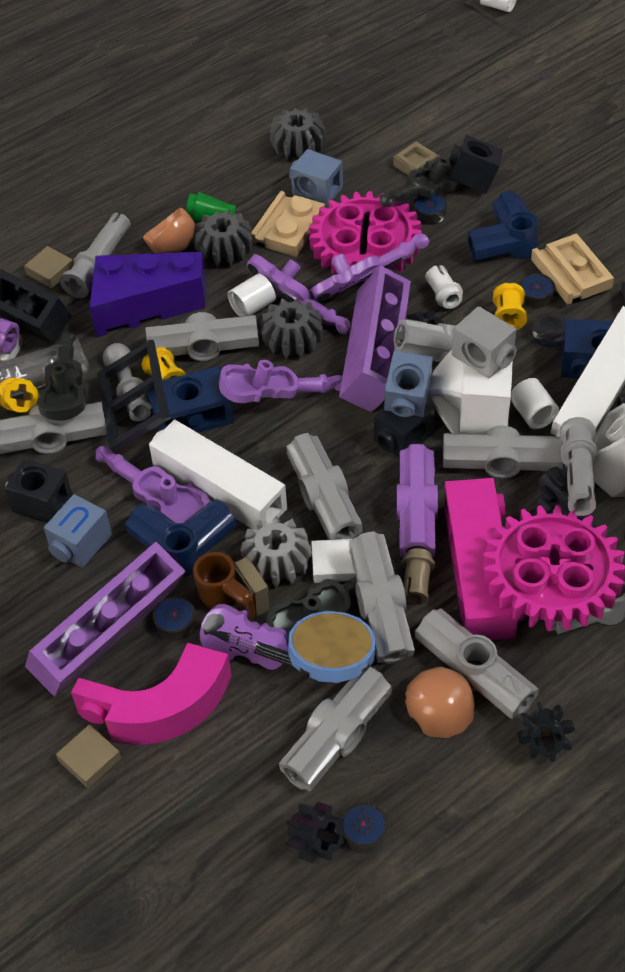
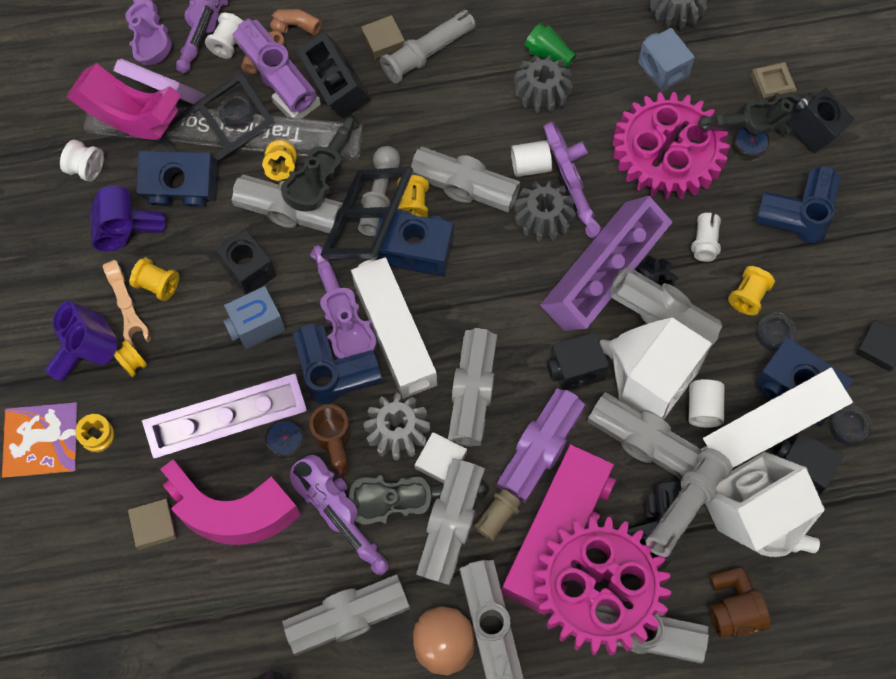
camera: 30 degrees right, 15 degrees up
(144, 287) = (443, 103): dark purple wedge -> none
(171, 234) = (499, 57): nougat hair -> none
(247, 384) = (464, 255): medium lavender piece -> none
(251, 579) = (357, 448): dark tan tile -> none
(286, 224) = (612, 93): tan plate -> none
(331, 646) = (381, 545): pearl gold tile -> none
(349, 276) = (622, 188): medium lavender piece -> none
(408, 370) = (592, 320): sand blue brick -> none
(484, 342) = (675, 340): light grey brick -> none
(538, 290) = (791, 284): tile -> none
(572, 268) = (838, 280): tan plate -> none

